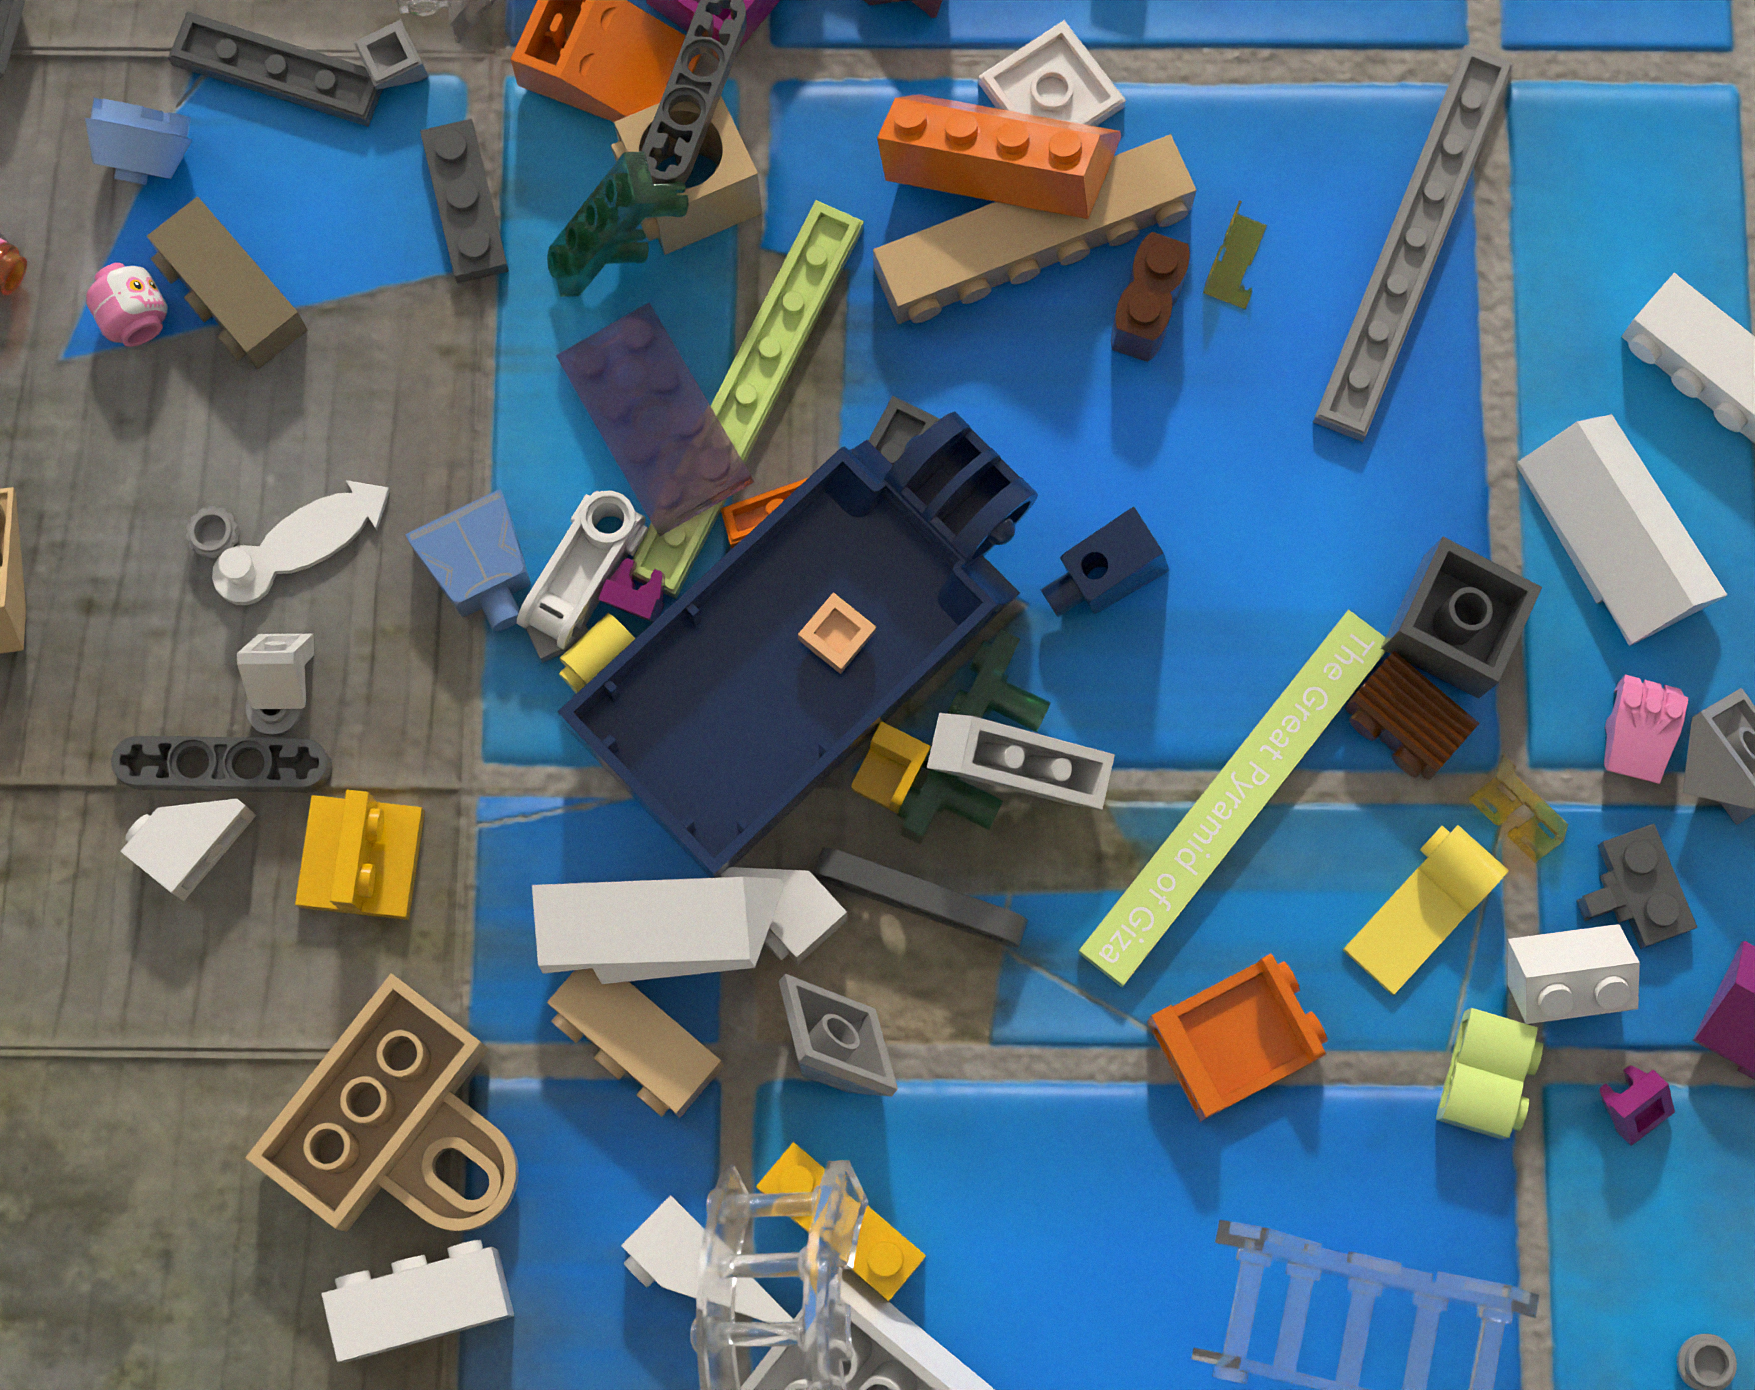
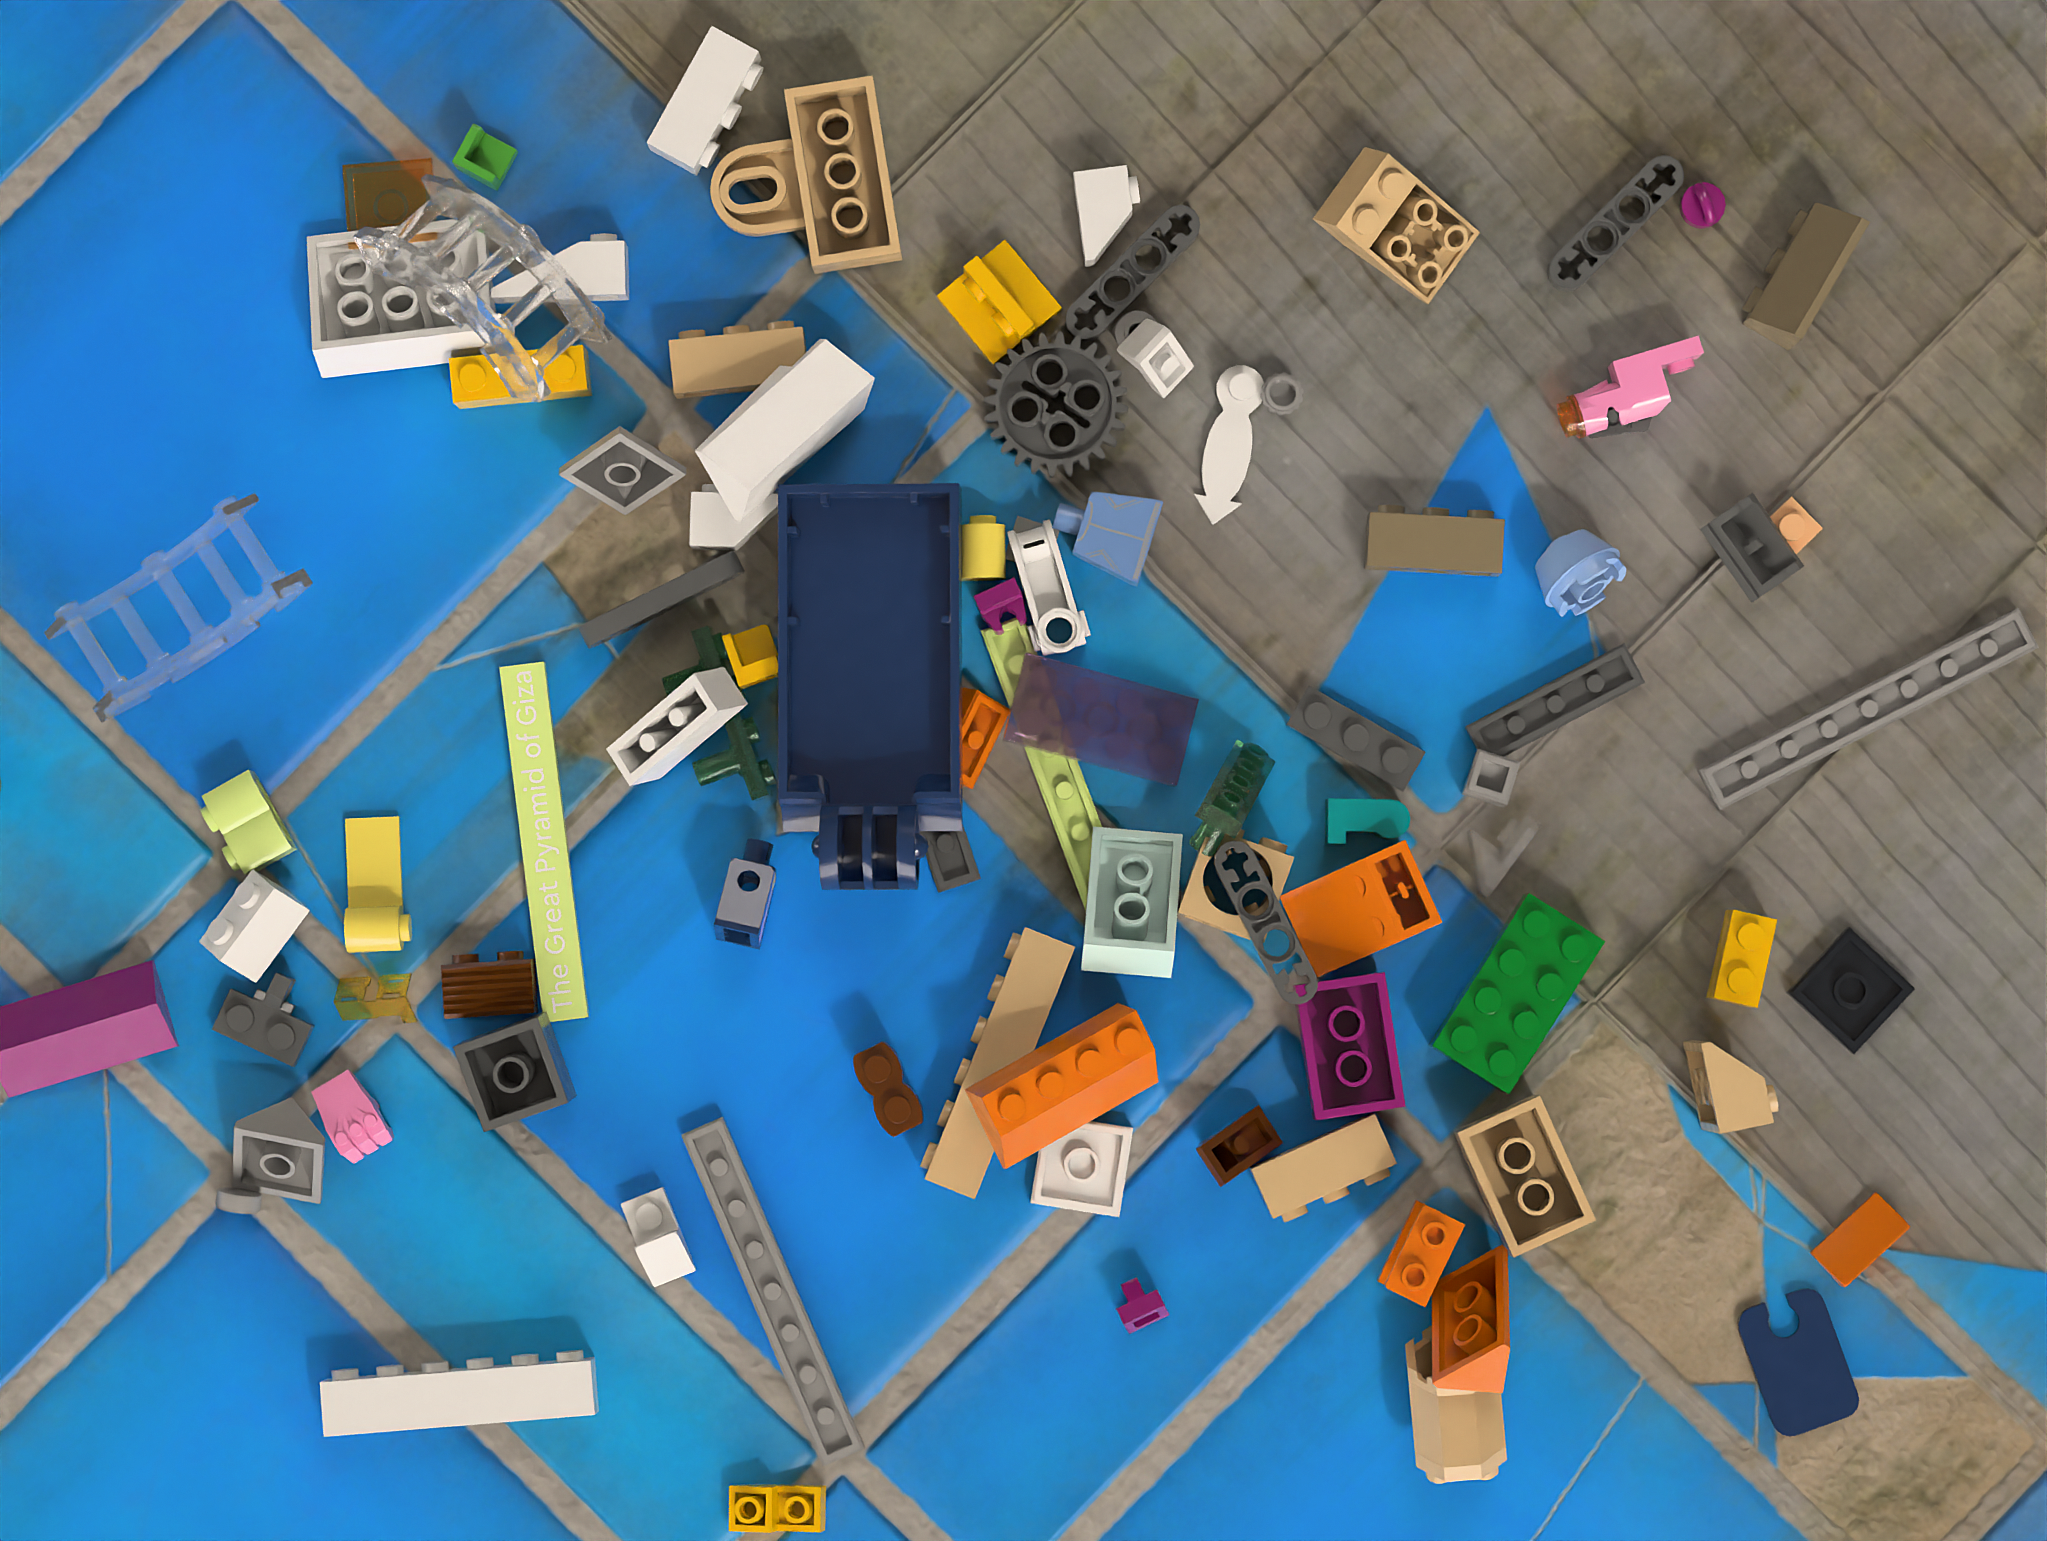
camera: 140 degrees right, 10 degrees up
(126, 304) = (1476, 470): bright pink head -> none
(453, 706) = (1079, 371): none -> dark grey gear
(526, 130) = (1381, 817): none -> teal leg
(787, 239) = (1132, 902): none -> light aqua slope
(836, 633) = (856, 694): light nougat plate -> none
(1238, 1036) = (408, 703): orange panel -> none
(1240, 251) = (863, 1158): clear yellow piece -> none
(1468, 377) = (658, 1237): none -> white slope
(1584, 72) = (777, 1508): none -> yellow slope
(1619, 528) = (477, 1228): white slope -> none
(1640, 1106) = (146, 891): magenta tile -> none

